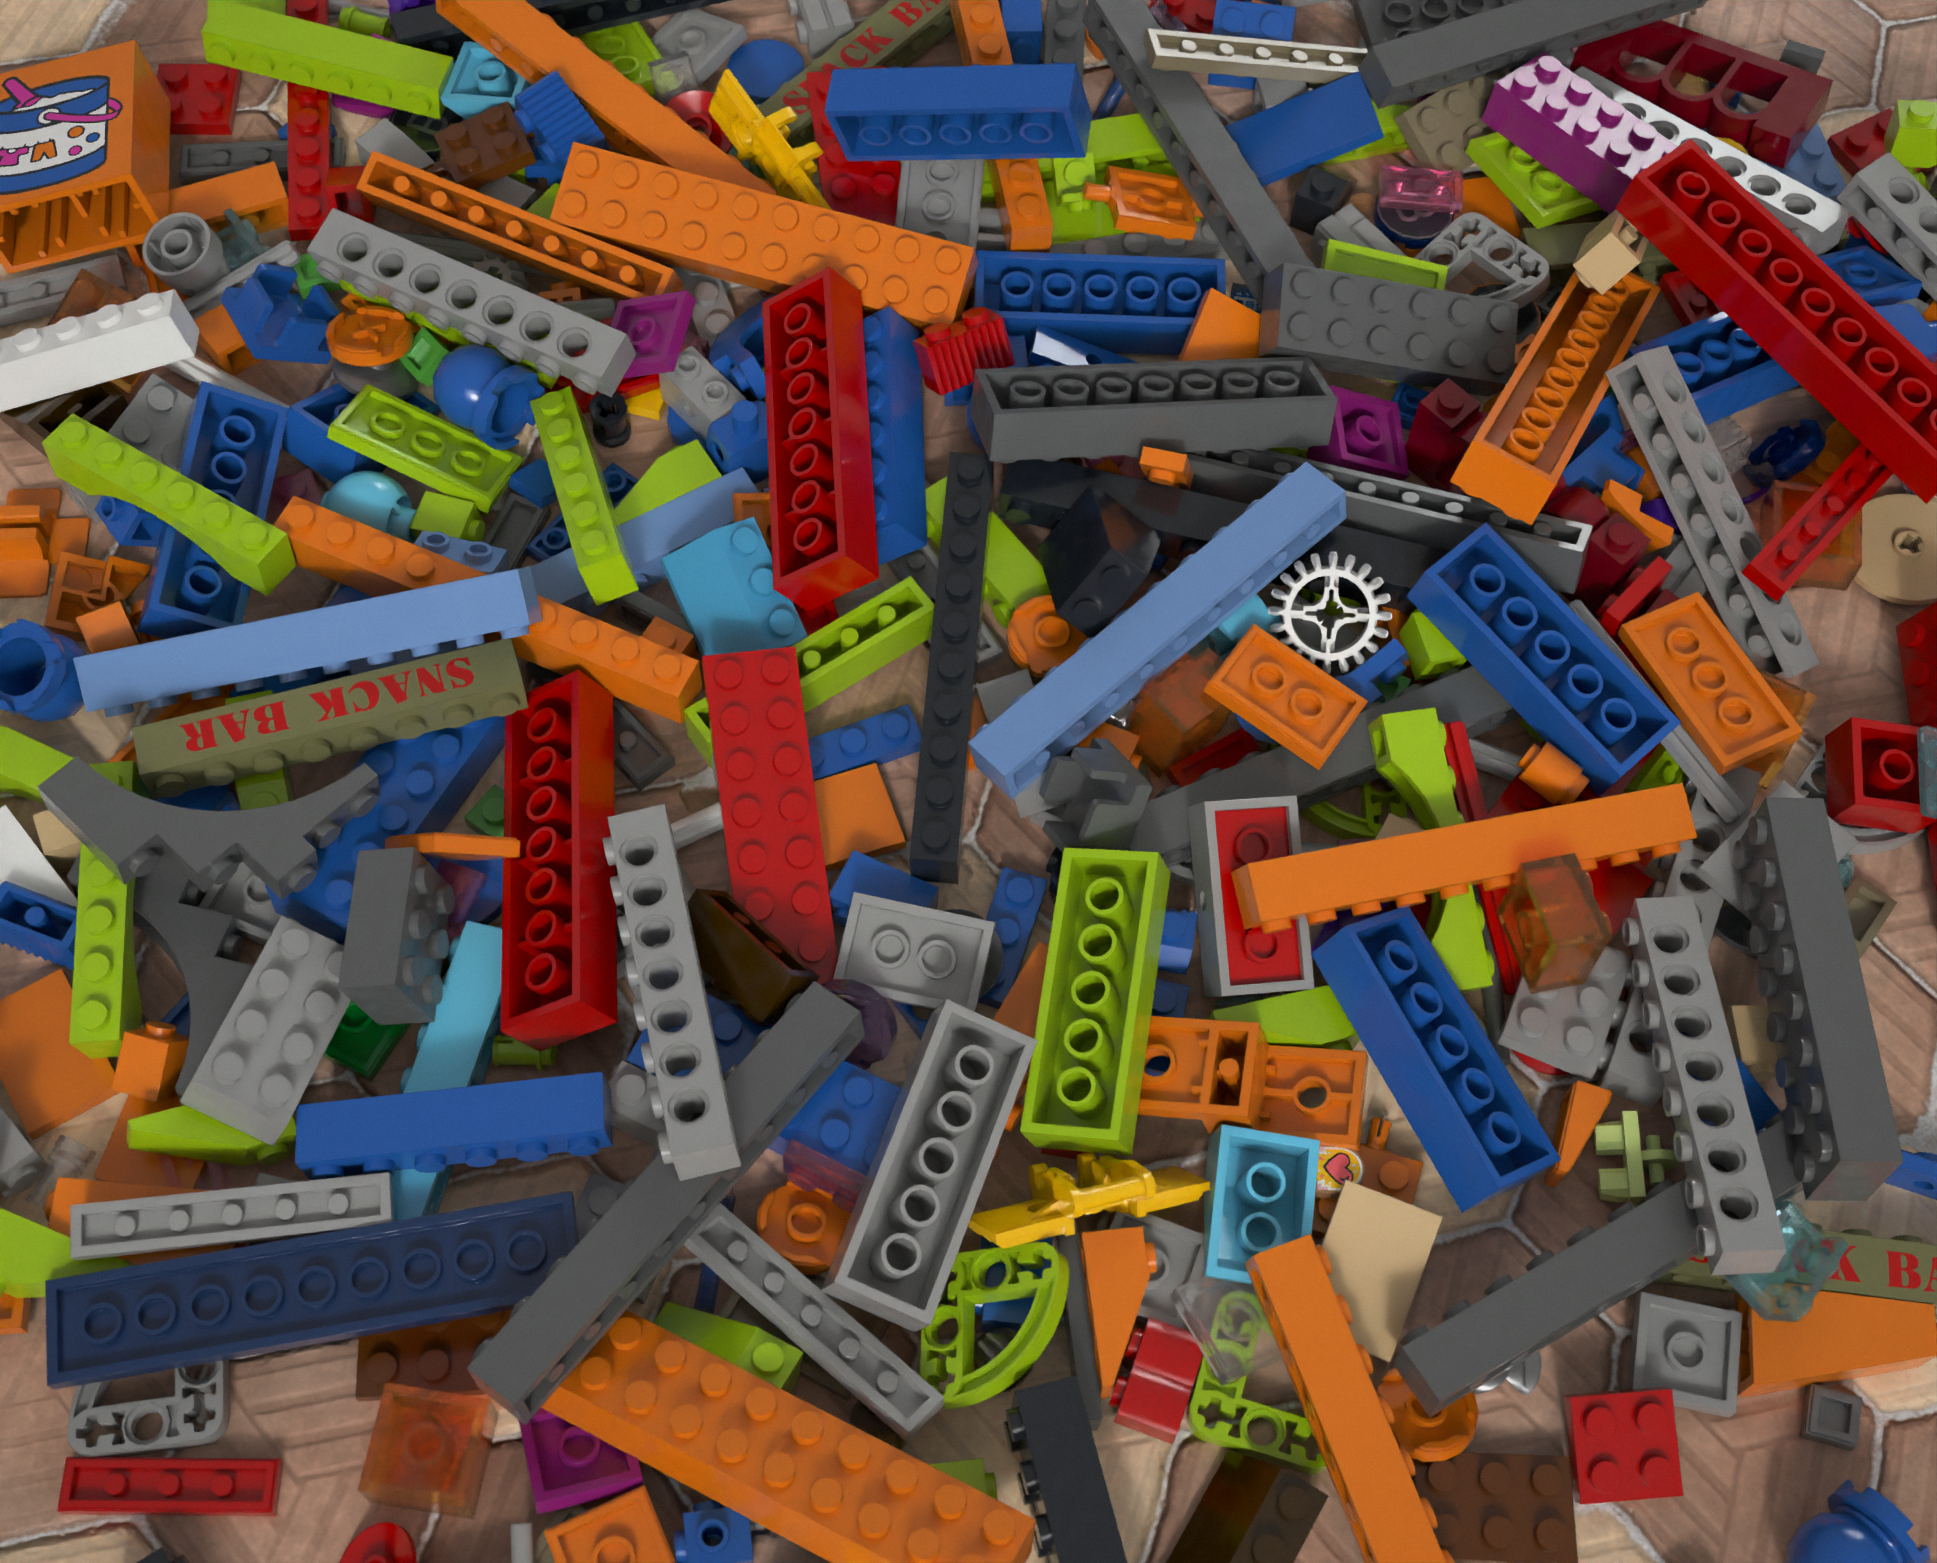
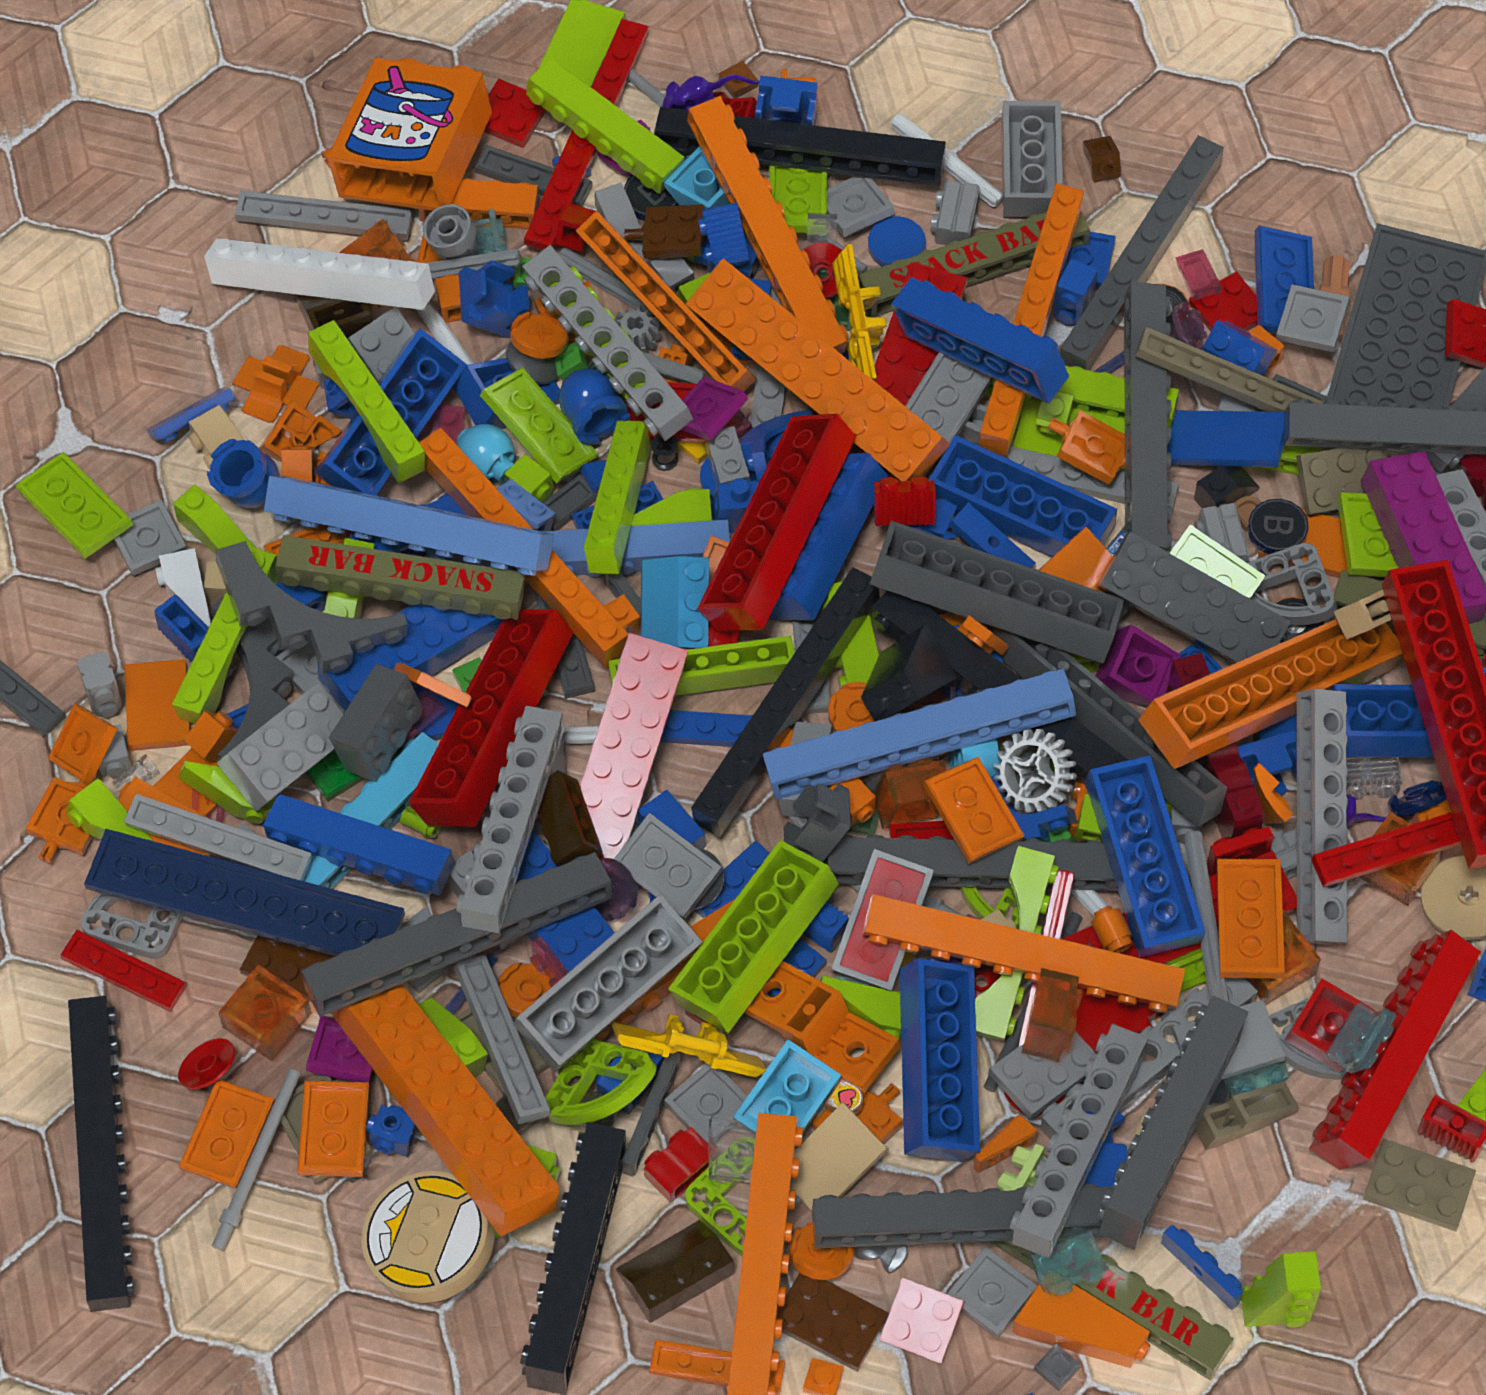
camera: 30 degrees right, 0 degrees up
(358, 22) = (645, 101): lime pin -> none
(856, 816) = (680, 768): orange tile -> none
(1115, 1279) = (677, 1104): orange slope -> none
(1421, 189) = (1285, 513): clear pink plate -> none

